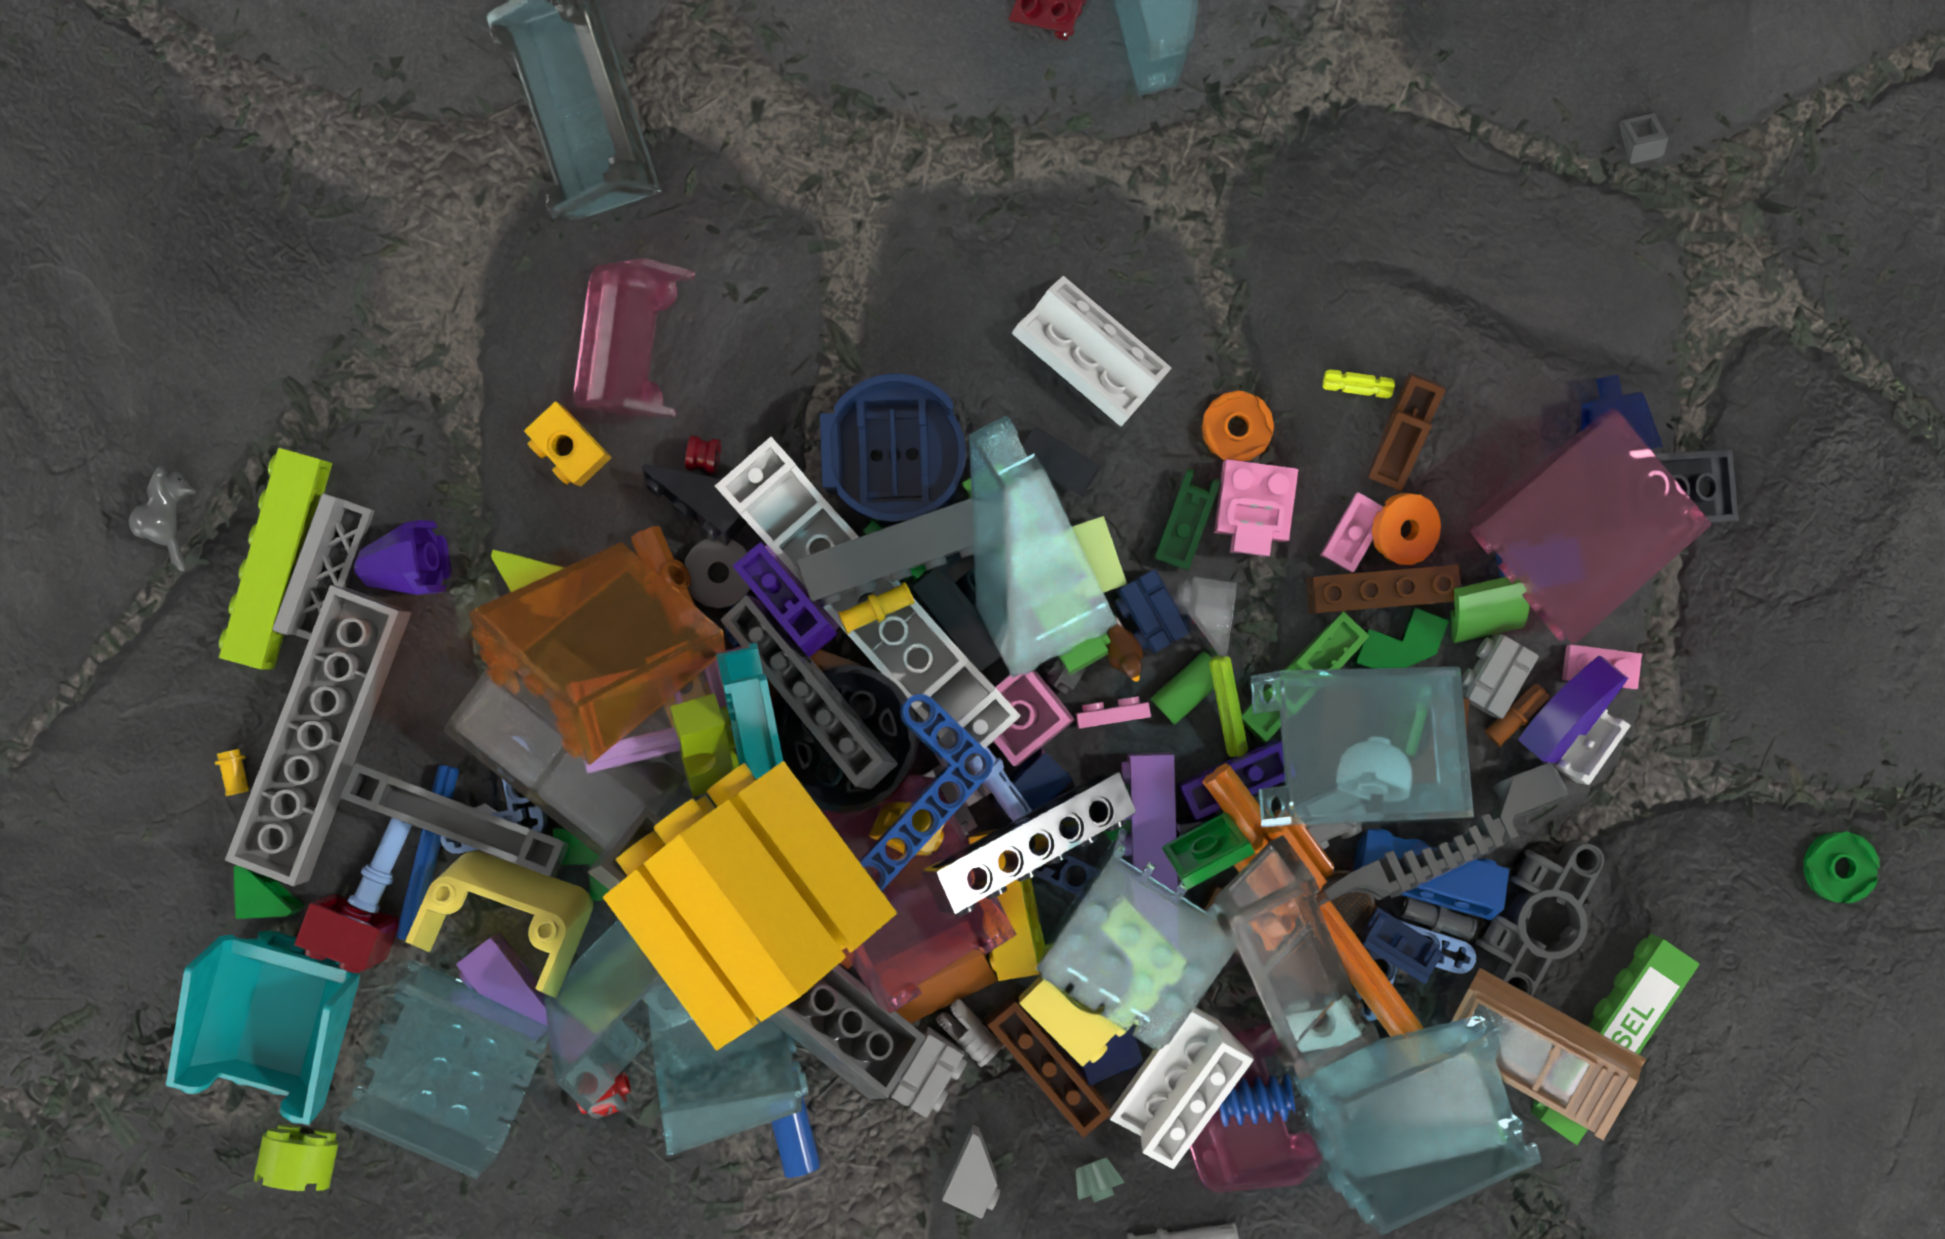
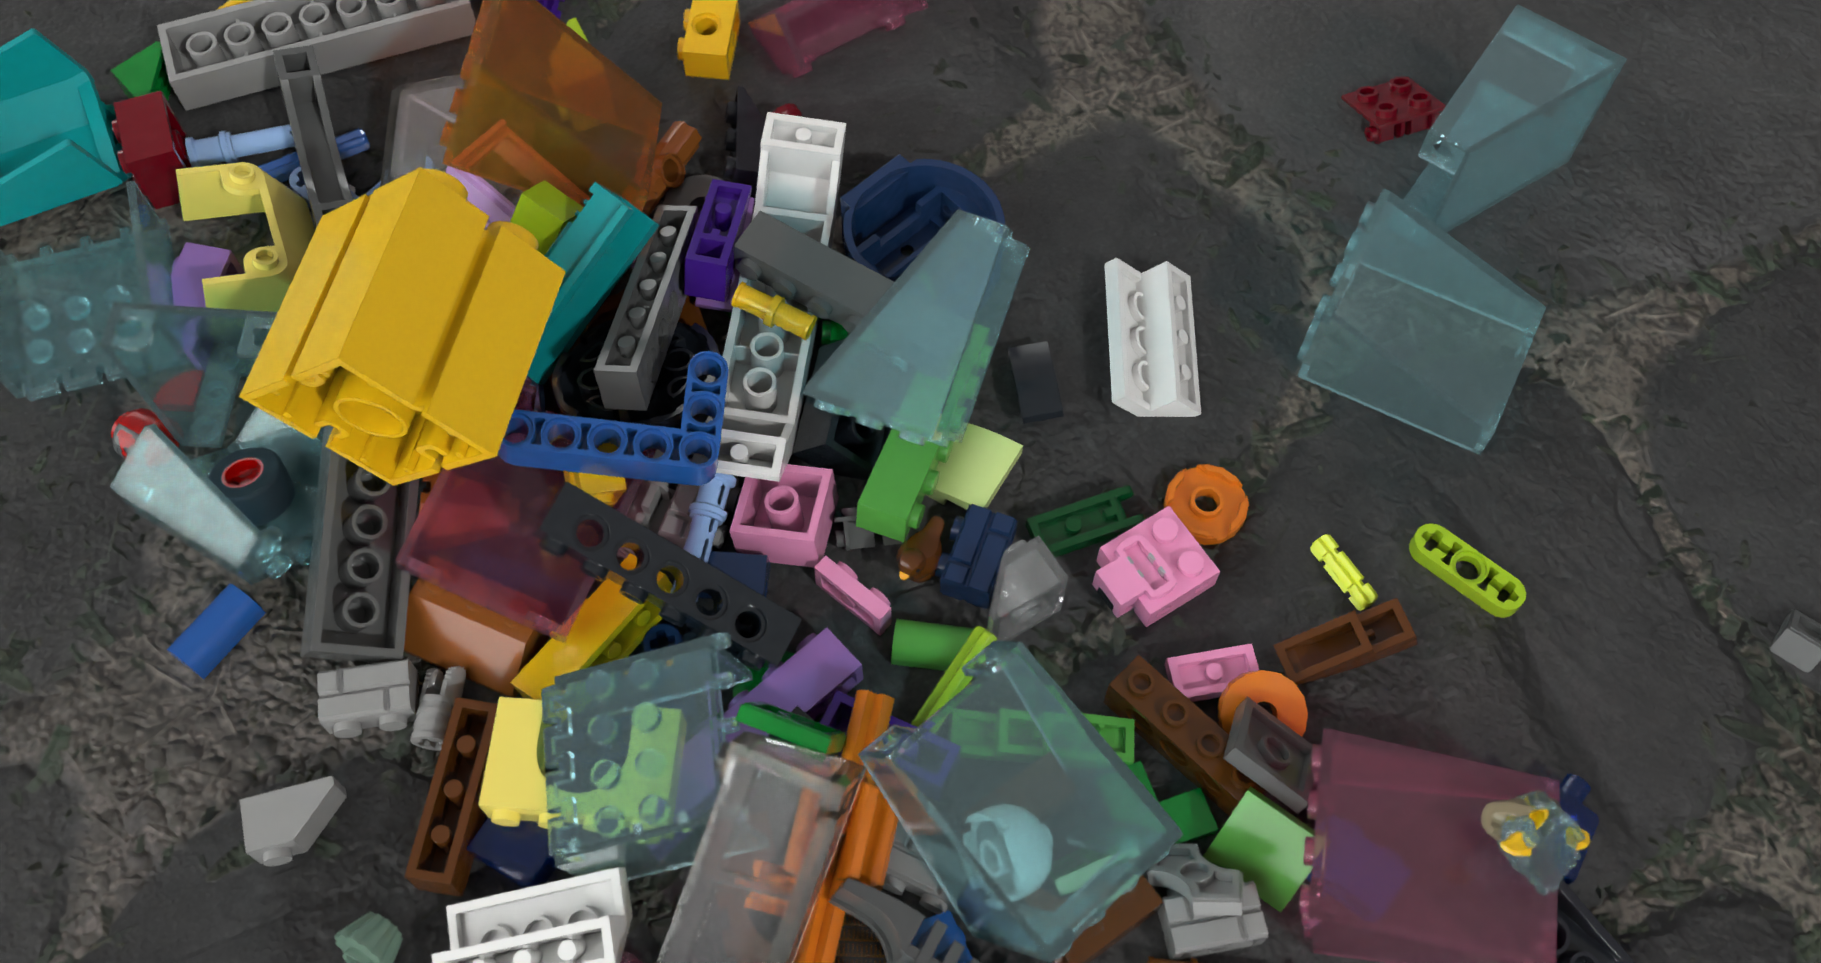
camera: 50 degrees right, 25 degrees down
(697, 1060) = (255, 483): none -> black wheel
(1251, 166) = (1420, 328): none -> clear light blue windscreen
(1444, 555) = (1270, 754): none -> dark grey tile
(1450, 308) = (1485, 567): none -> lime beam
(1486, 667) = (1205, 885): none -> light grey tile
(1644, 468) = (1536, 837): none -> clear light blue hair

